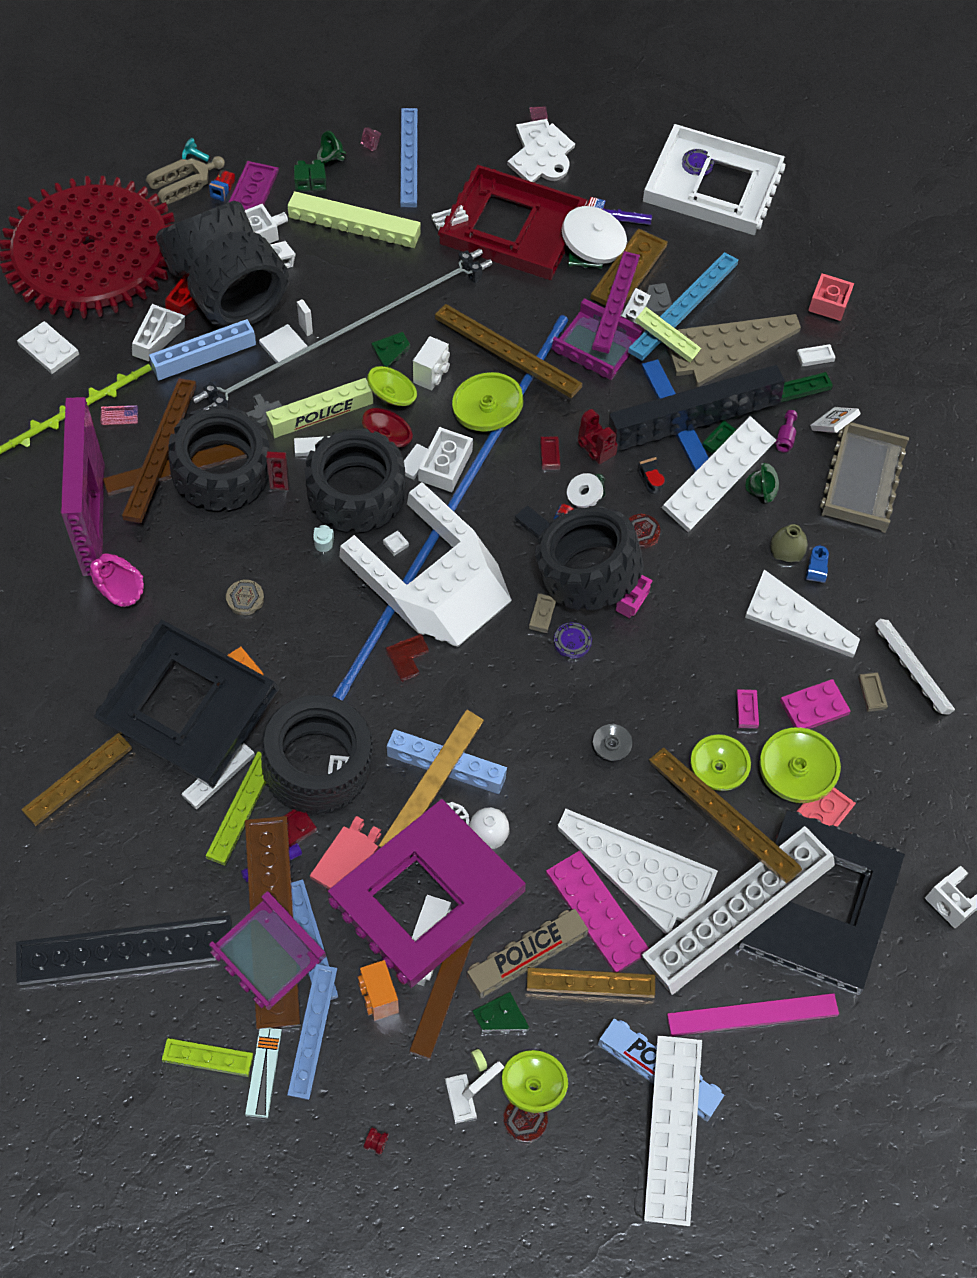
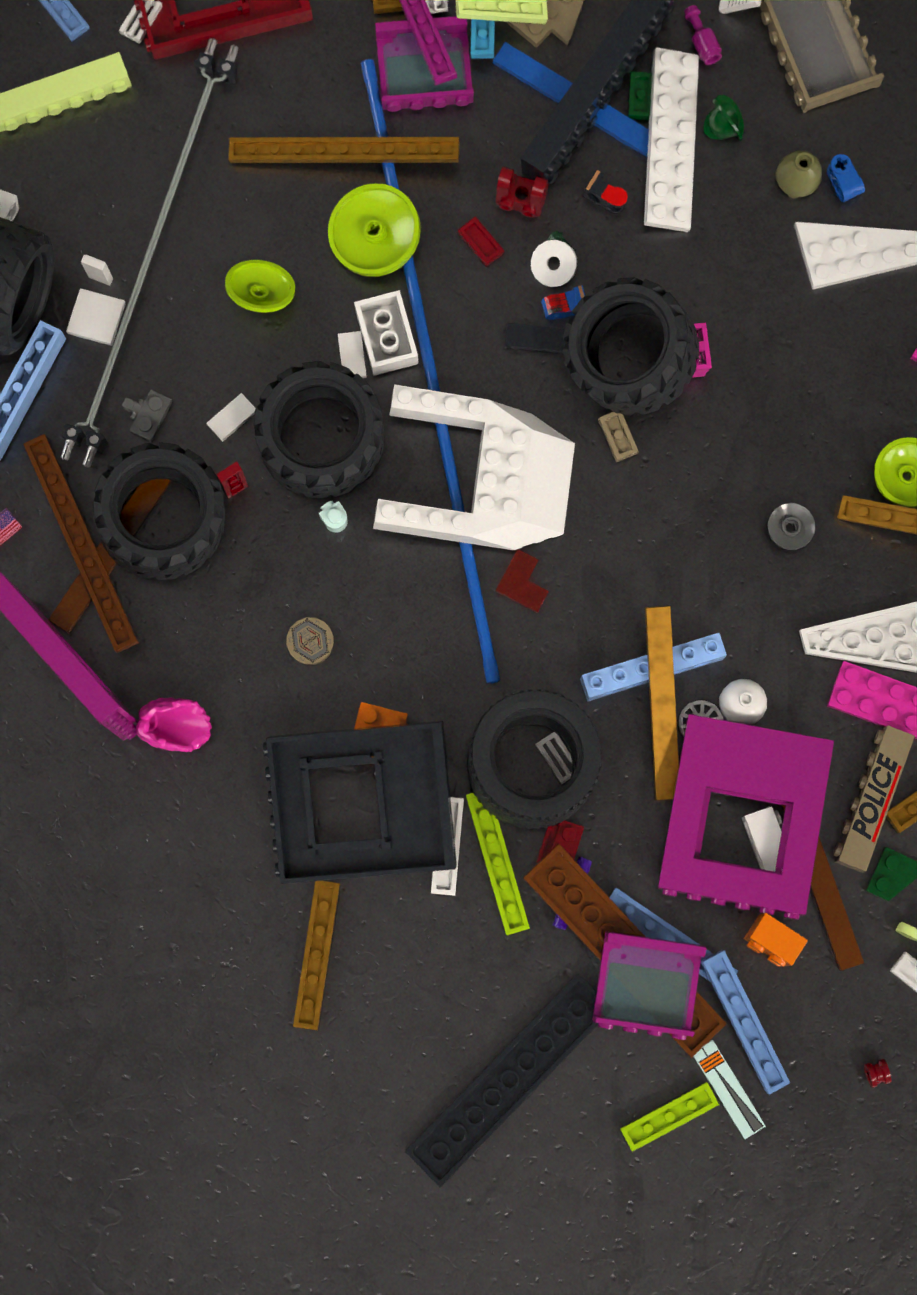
camera: 35 degrees left, 20 degrees up
(319, 407) = (203, 367): yellowish green brick -> none
(345, 853) = (635, 834): coral tile -> none
(389, 425) = (296, 340): dark red dish -> none
(390, 348) = (214, 237): dark green wing -> none
(396, 543) = (409, 465): white tile -> none
(431, 363) = (280, 227): white brick -> none
(572, 640) = (668, 443): tile -> none
(646, 529) = (643, 262): tile -> none
(747, 708) = (889, 392): dark pink plate -> none

